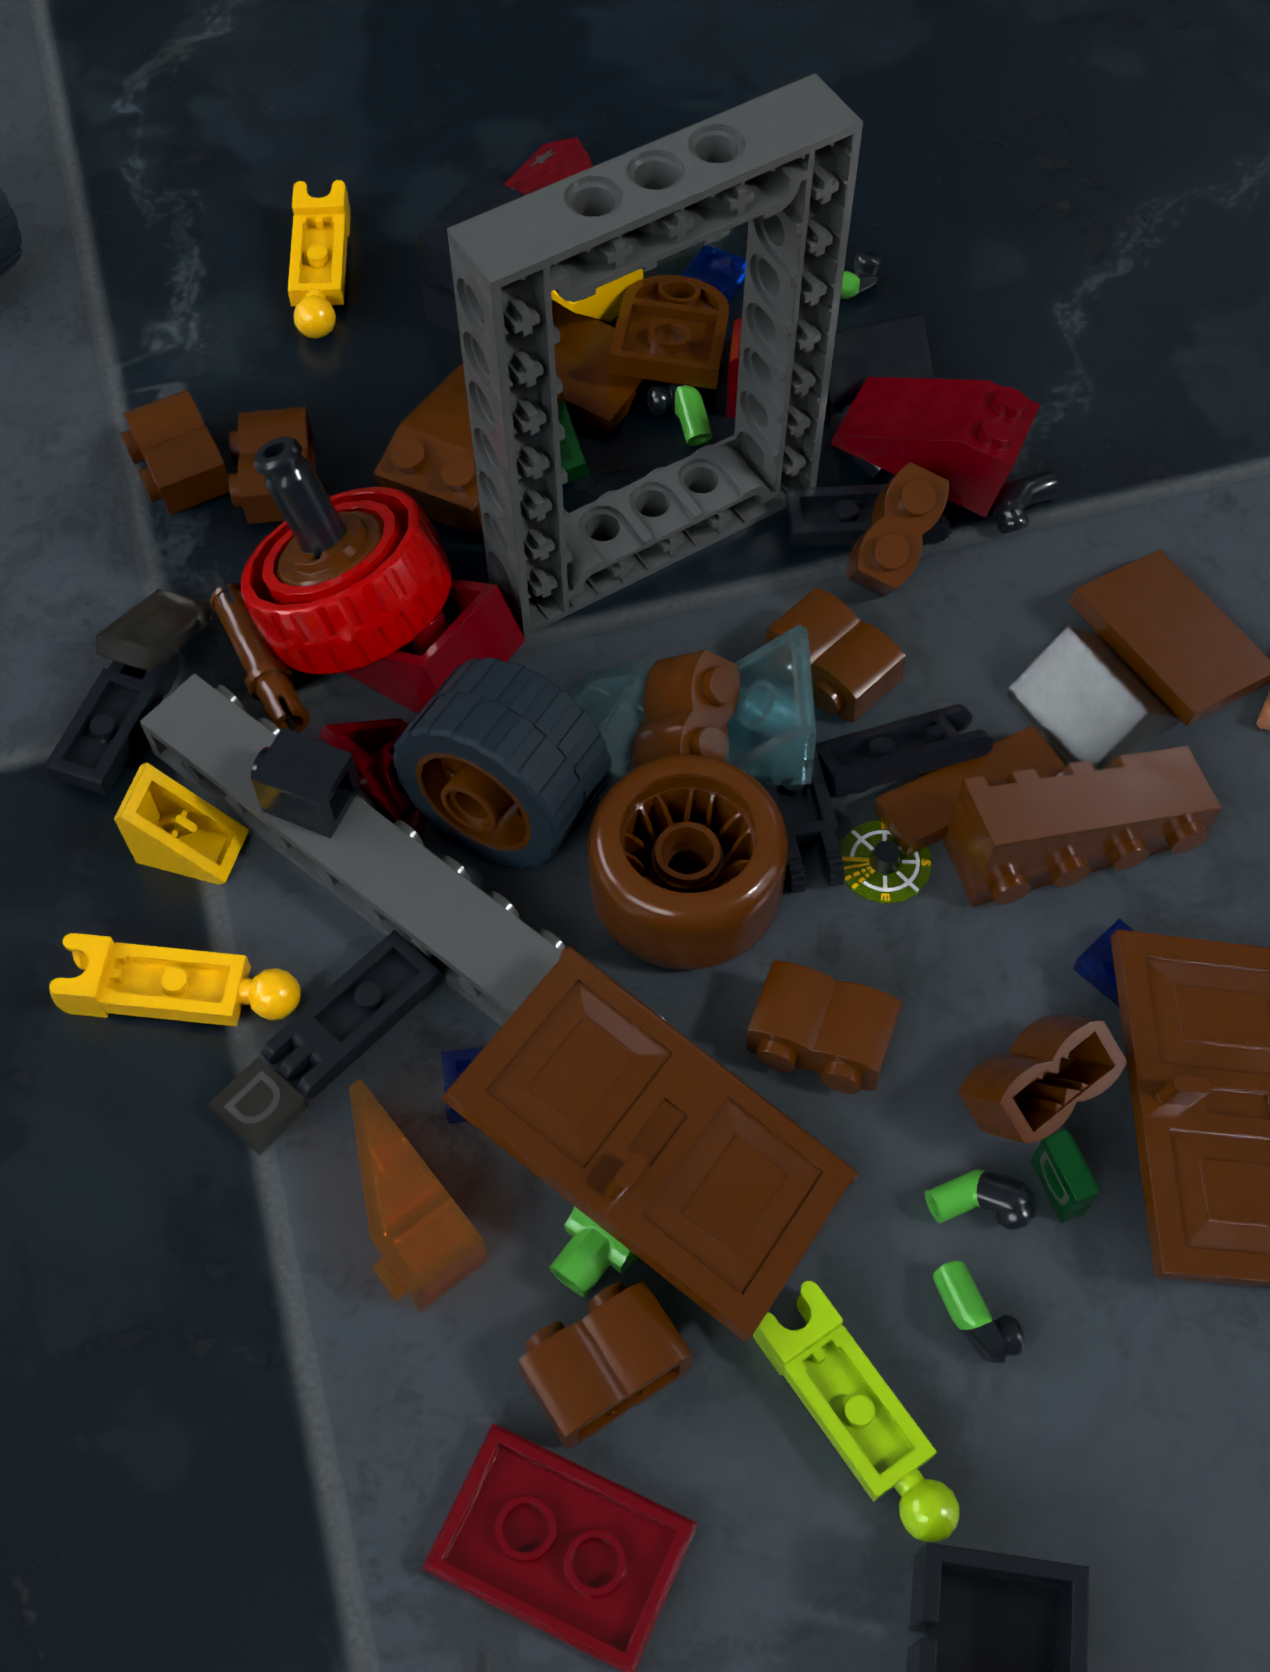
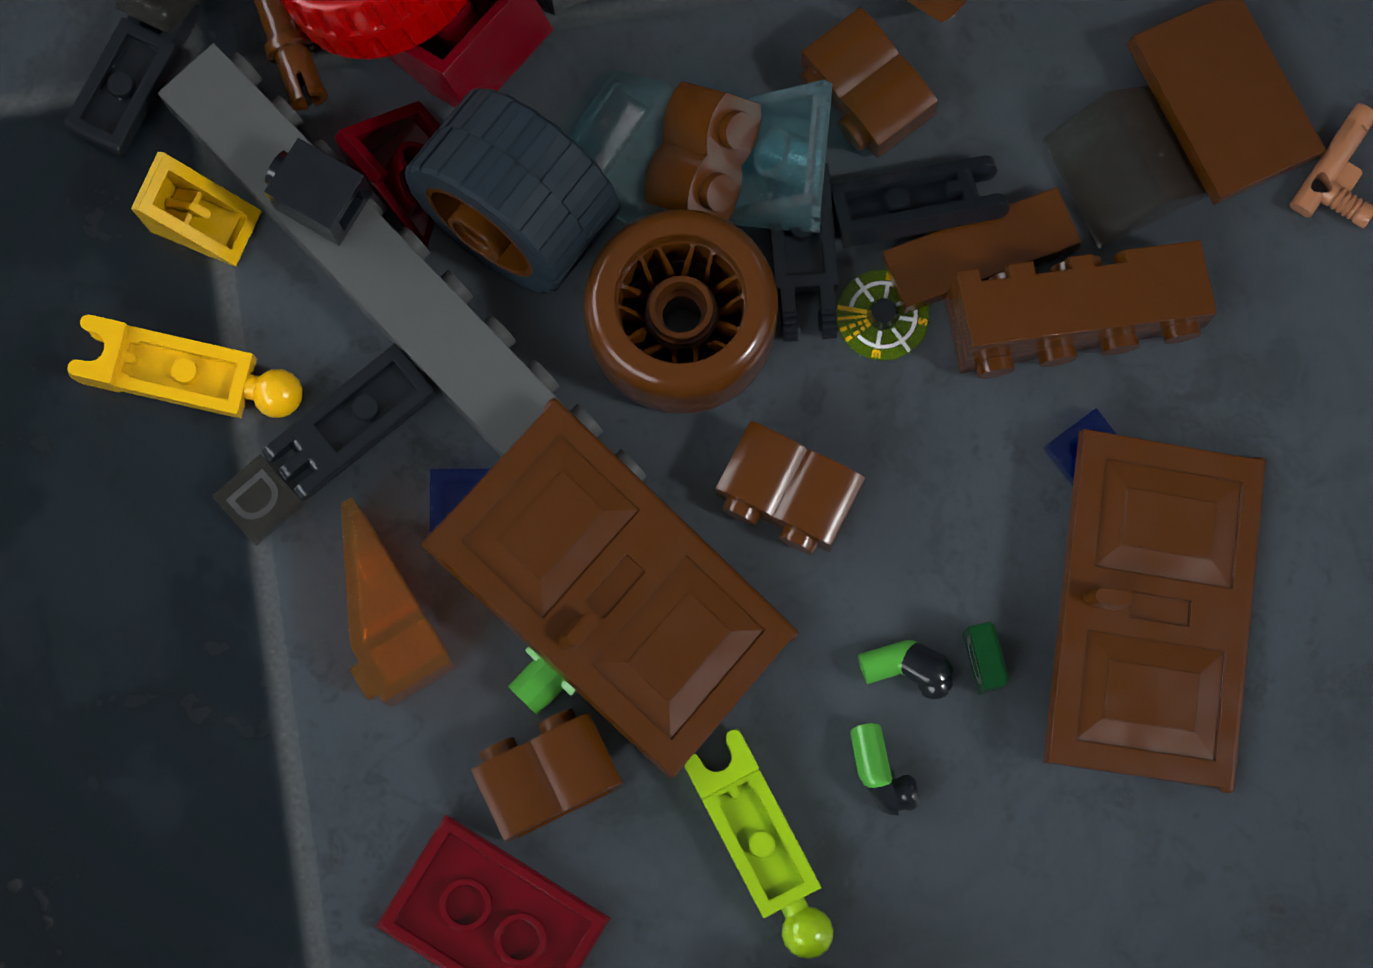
camera: 10 degrees right, 20 degrees up
(1042, 1077) = (990, 560): reddish brown brick -> none

